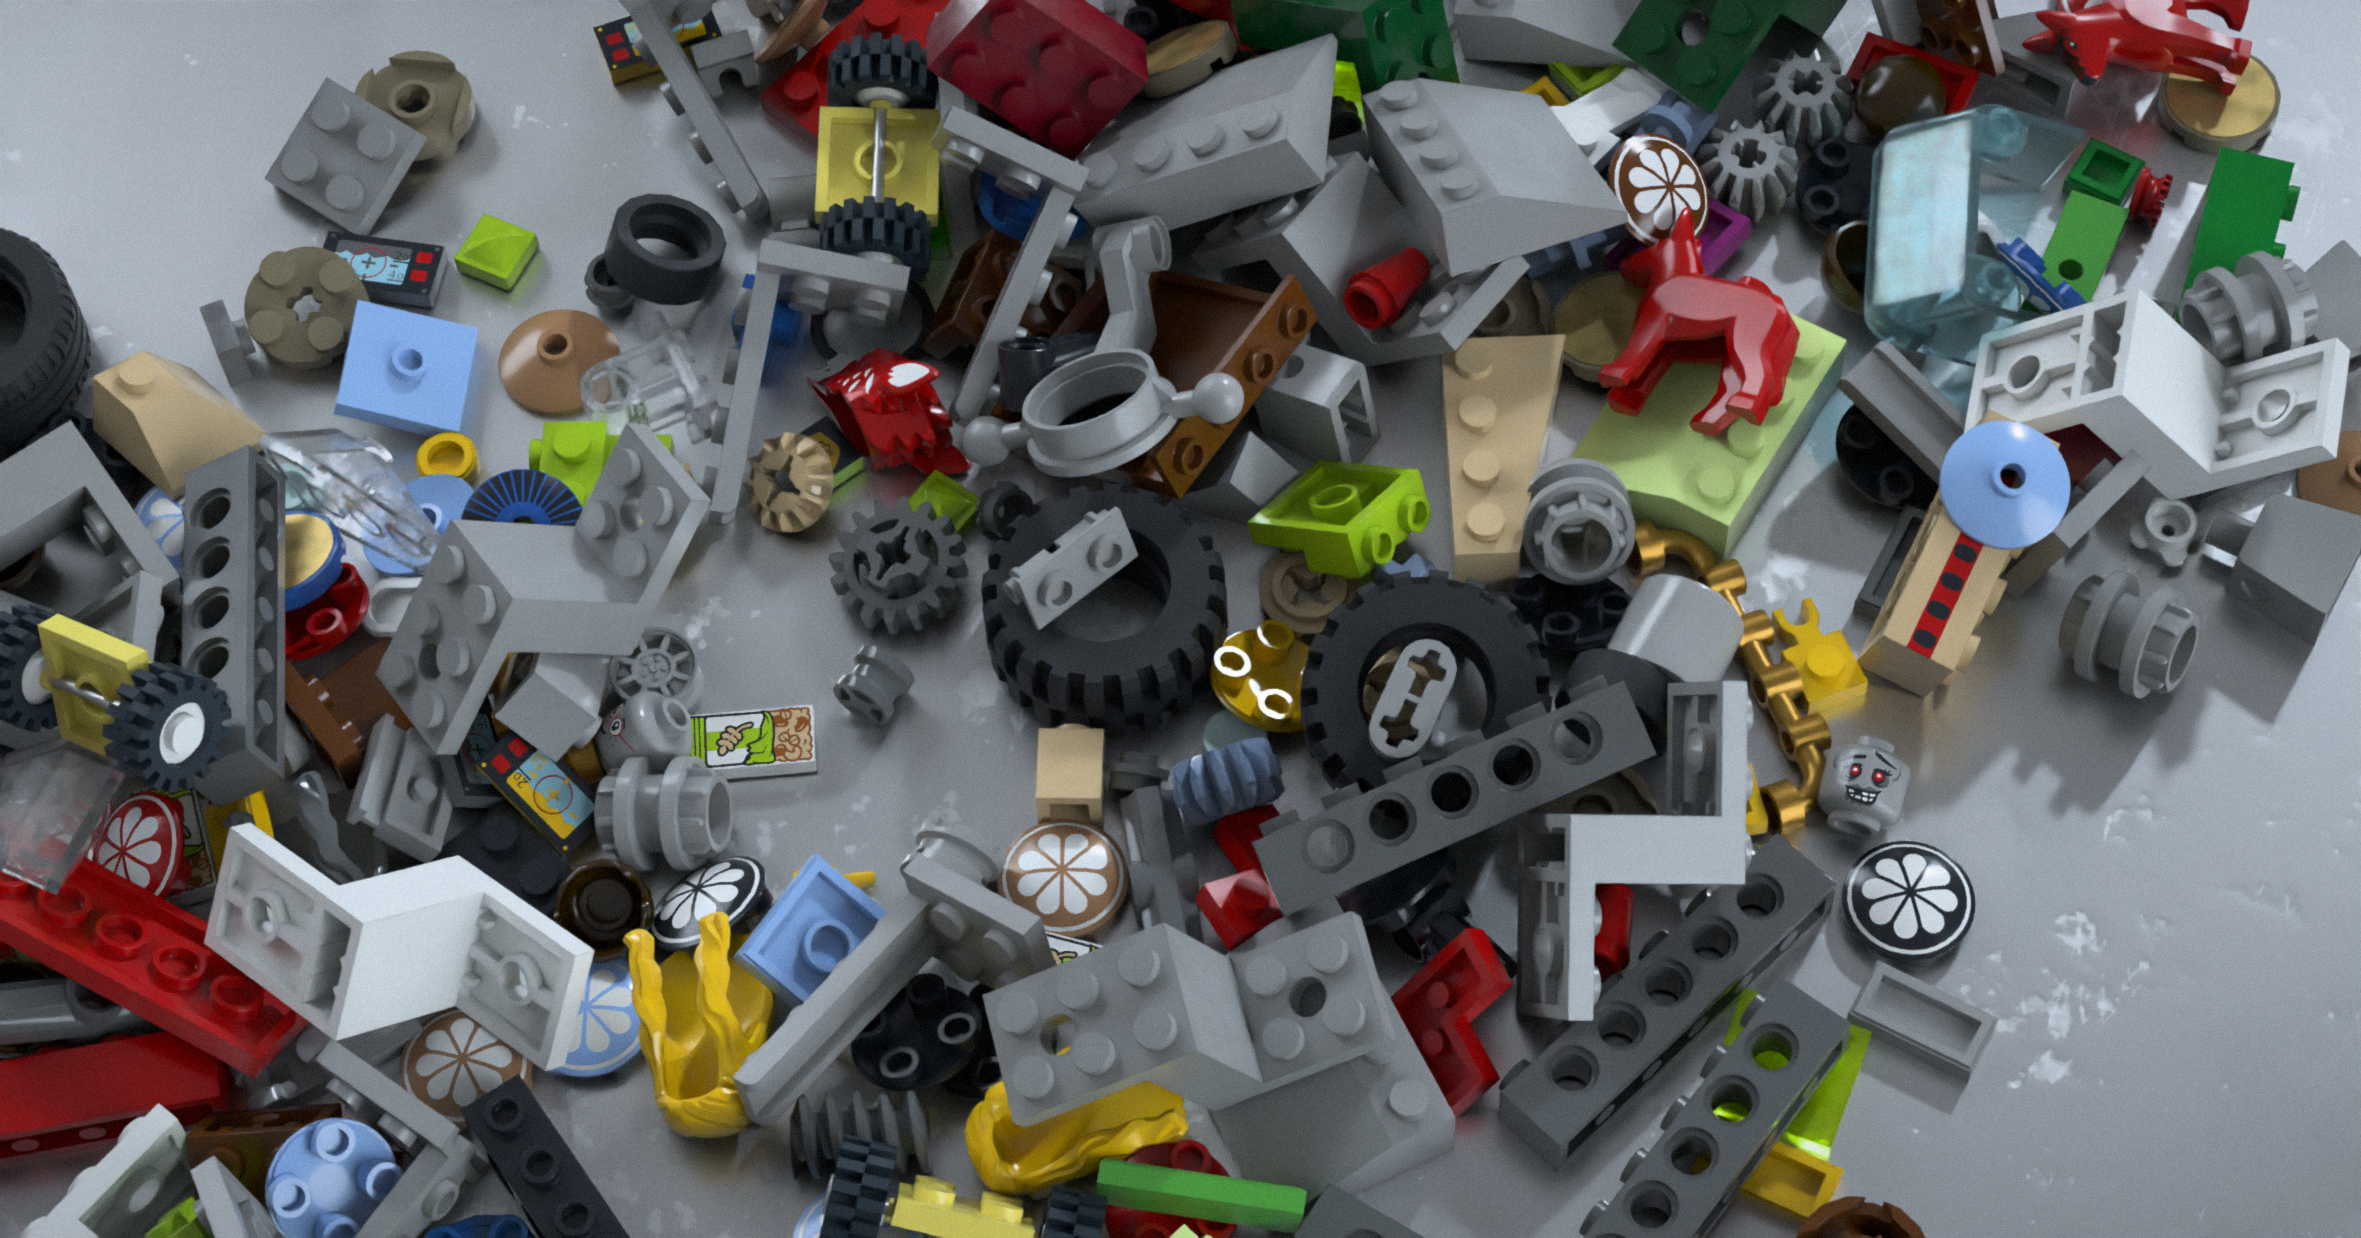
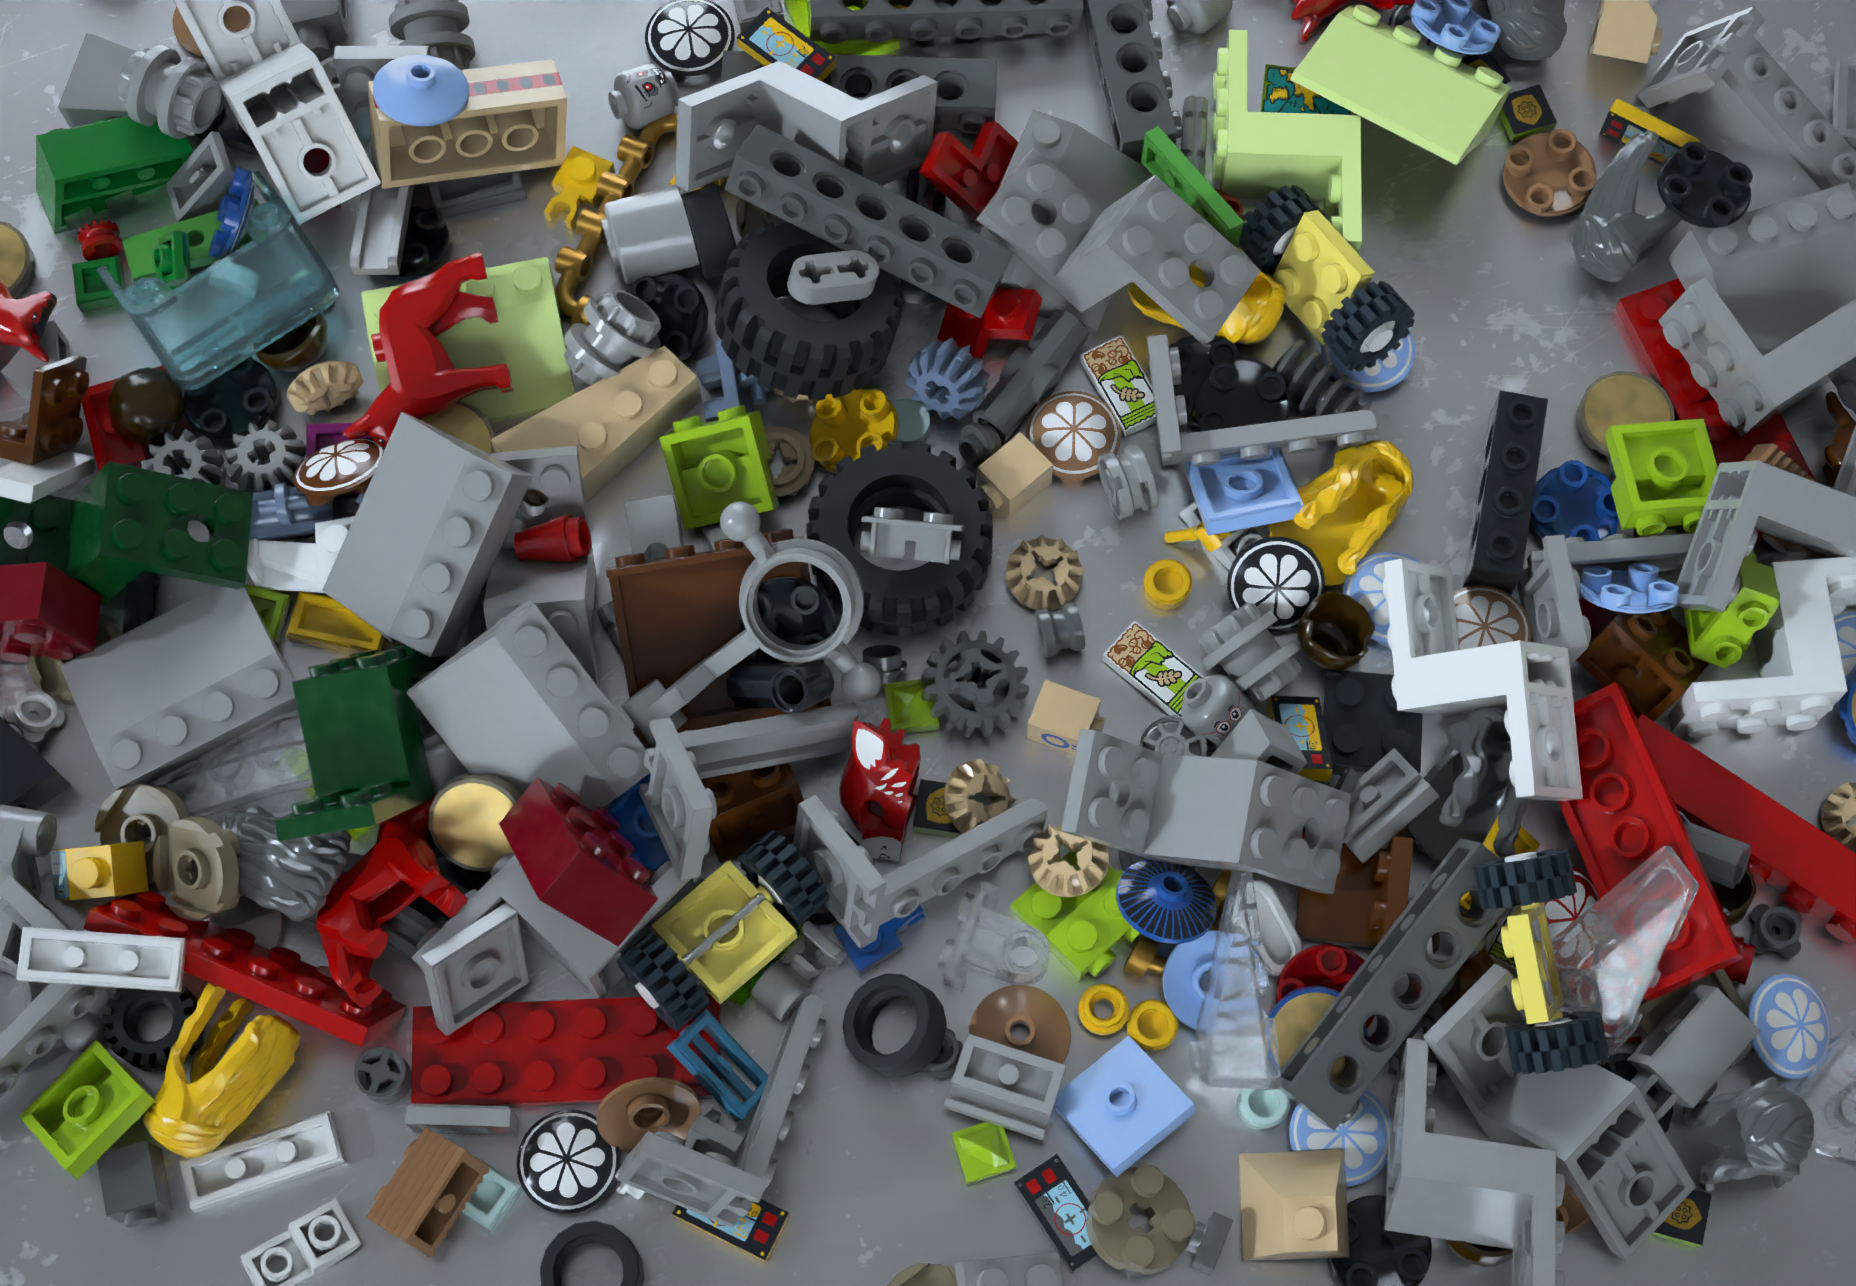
camera: 135 degrees left, 10 degrees up
(501, 420) = (1108, 994): none -> yellow plate
(521, 291) = (1005, 1086): none -> light grey plate
(772, 84) = (704, 1074): none -> dark azure tile
(783, 614) = (1061, 715): none -> tan brick
(822, 828) = (1167, 584): none -> yellow tile
(966, 750) = (1040, 592): none -> tan gear
(1768, 931) = (774, 40): none -> tile
(1778, 251) = (324, 386): none -> tan gear
(2025, 194) = (172, 258): none -> green slope

